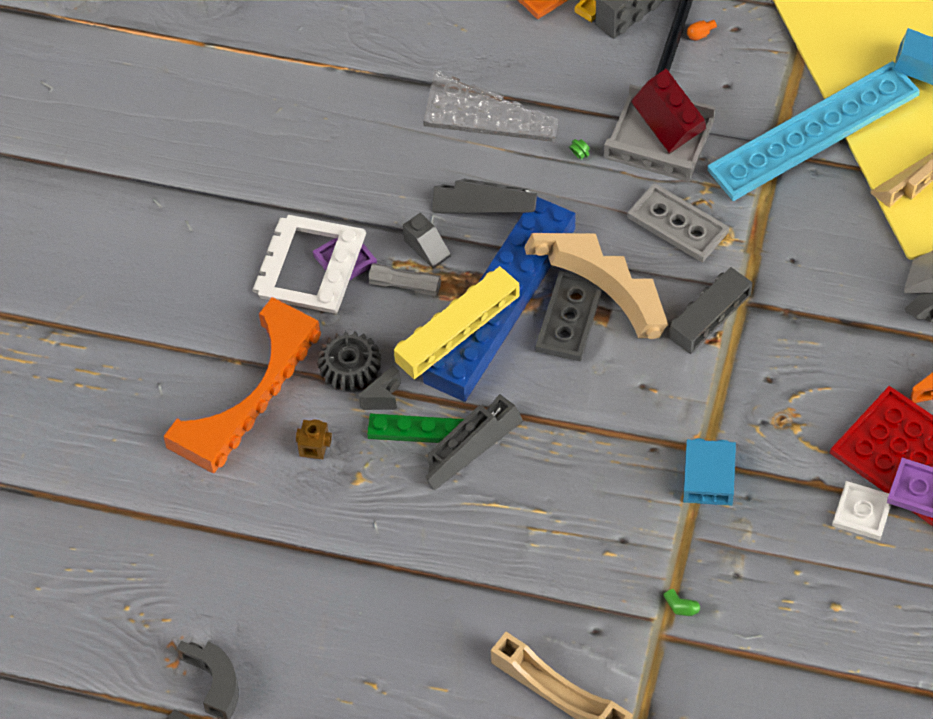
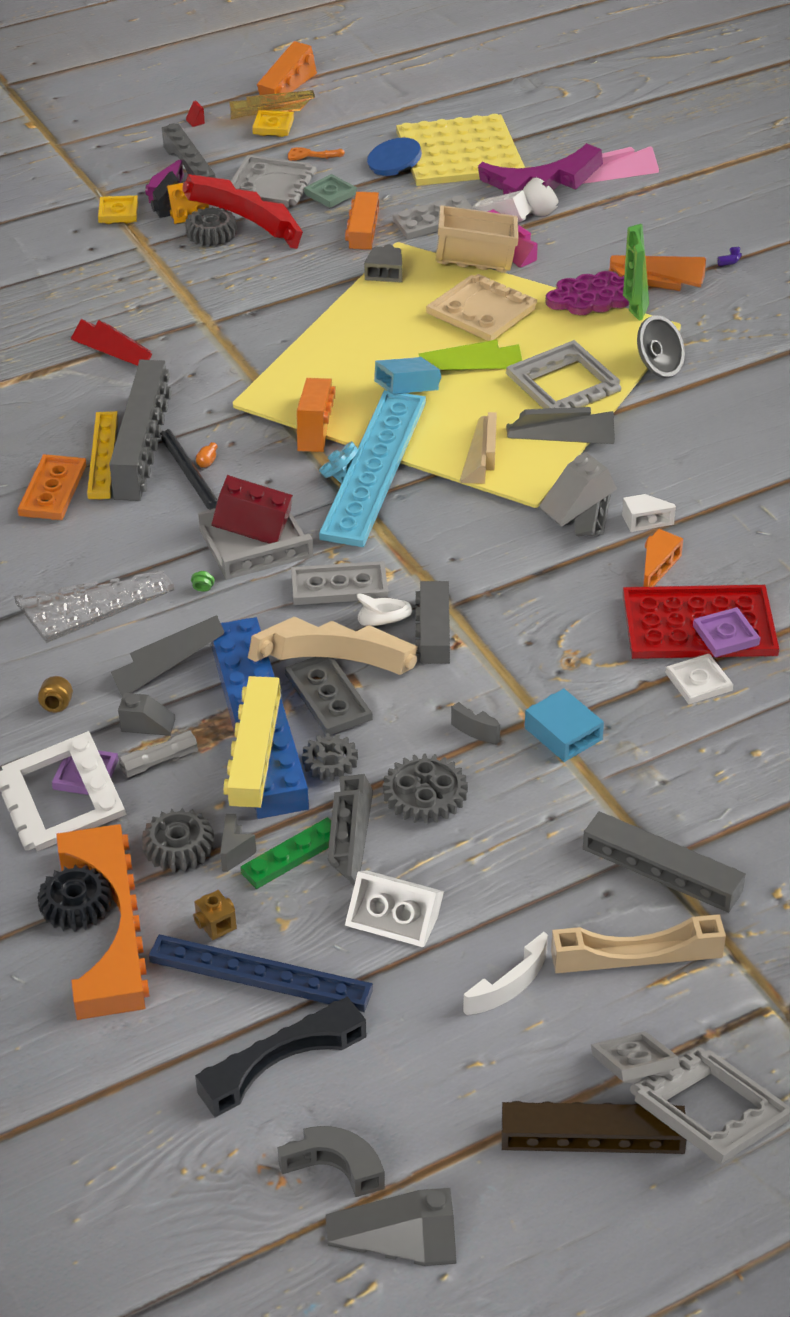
camera: 45 degrees left, 15 degrees down
(205, 569) = (330, 1028): none -> black arch
(246, 342) = (74, 898): none -> black gear
(303, 507) = (259, 972): none -> dark blue plate
(383, 177) = (55, 694): none -> pearl gold head
(434, 526) = (393, 908): none -> white slope
(452, 647) = (487, 996): none -> white slope
(526, 367) = (329, 756): none -> dark grey gear
(577, 447) = (425, 788): none -> dark grey gear
(646, 422) = (477, 726): none -> dark grey slope
(657, 641) = (664, 861): none -> dark grey brick
(681, 271) = (382, 610): none -> white piece
(681, 606) = (655, 825): bright green arm -> none
(785, 109) = (339, 462): none -> medium azure plate
(814, 45) = (314, 413): none -> orange wedge

